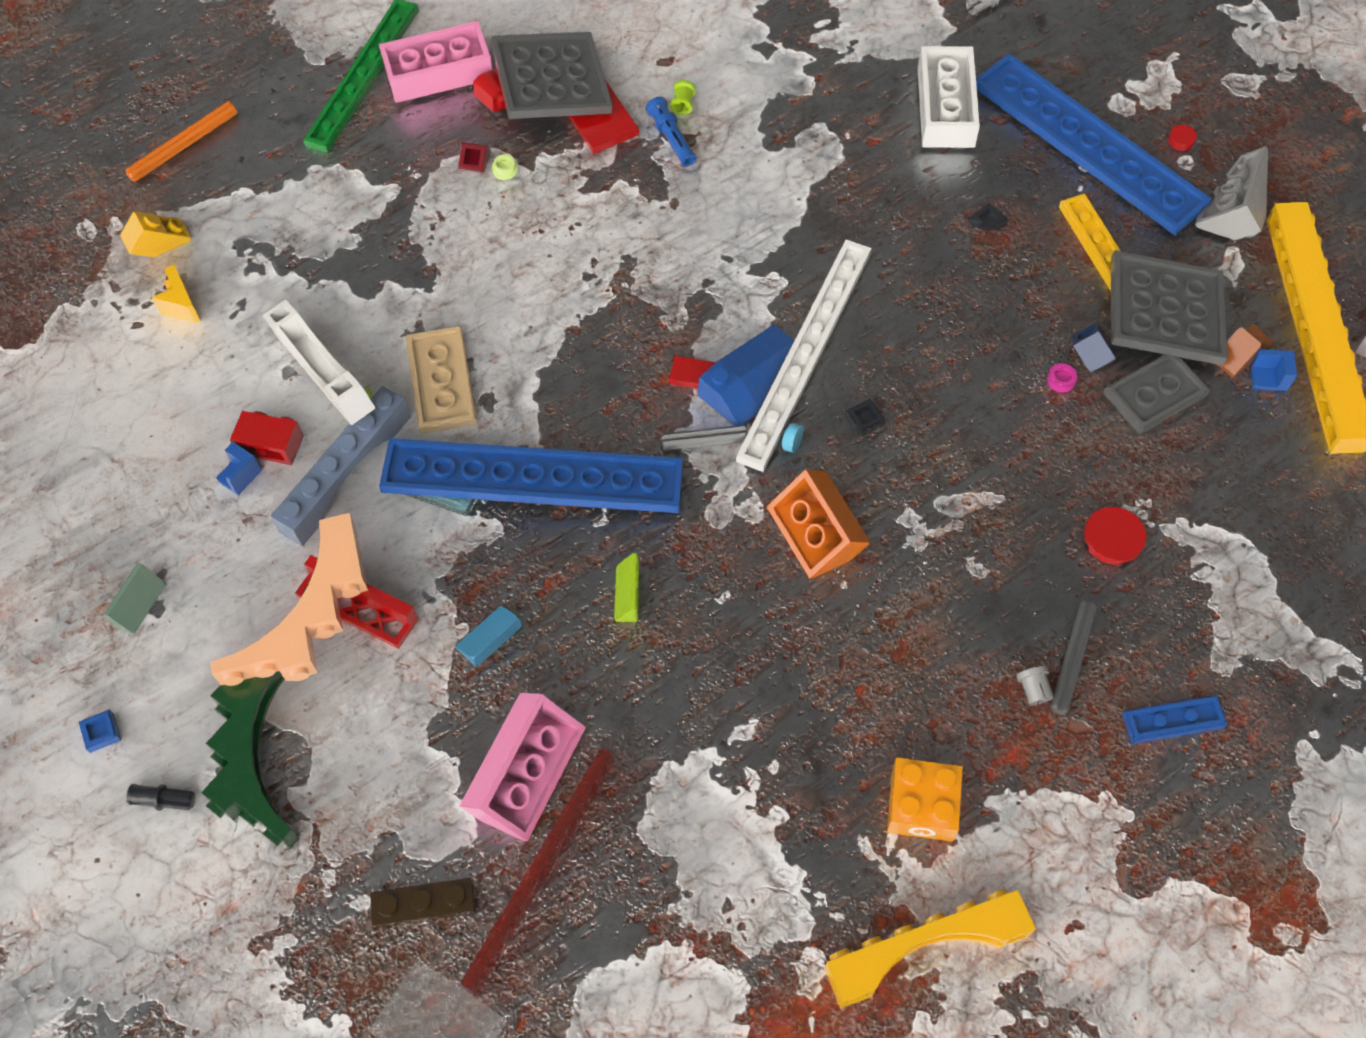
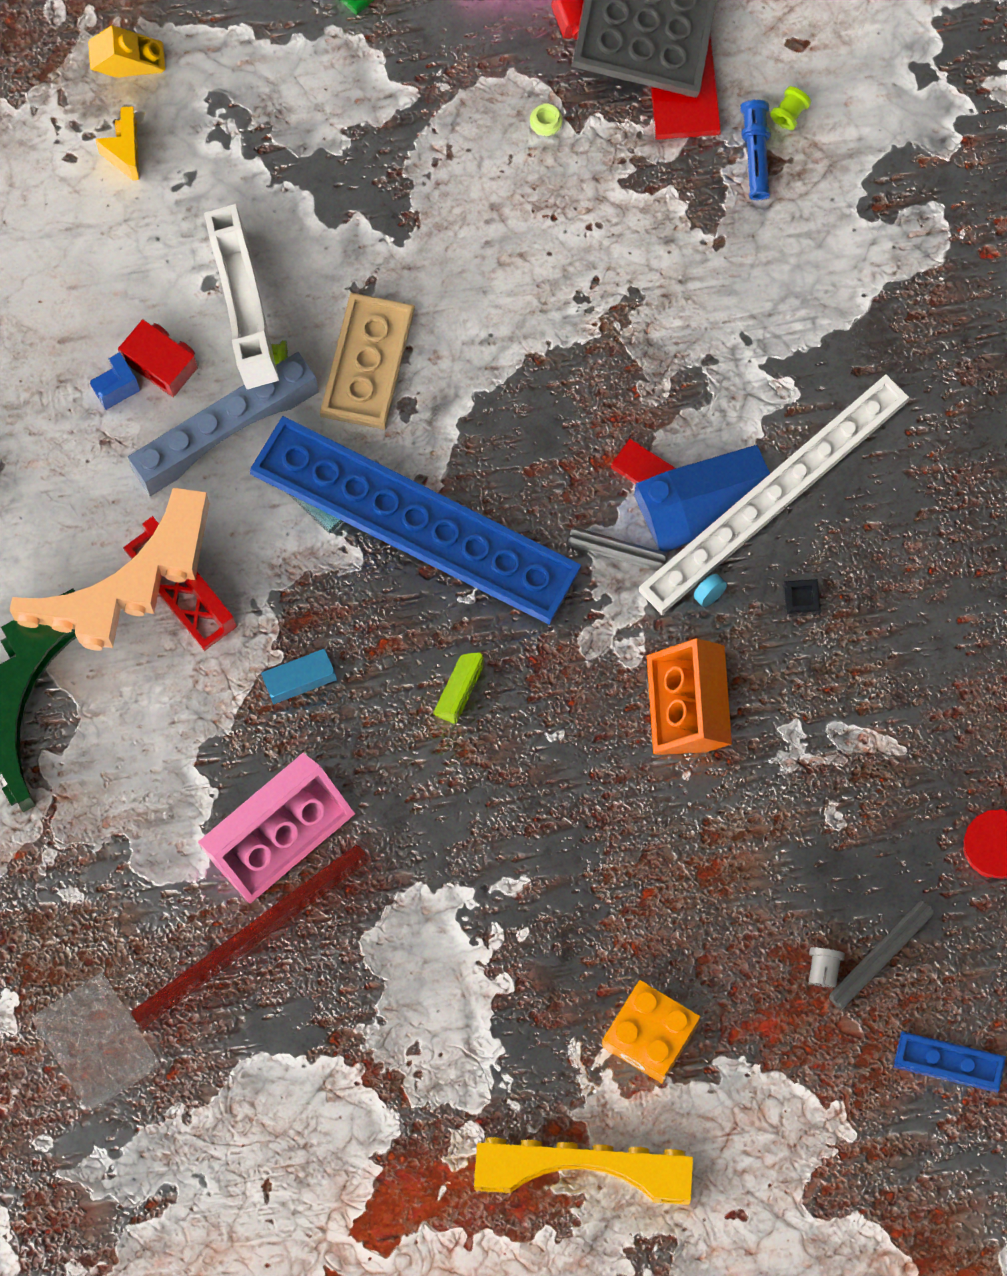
camera: 25 degrees right, 10 degrees up
(422, 903) = (127, 920): dark brown plate -> none
(474, 157) = (517, 90): dark red slope -> none

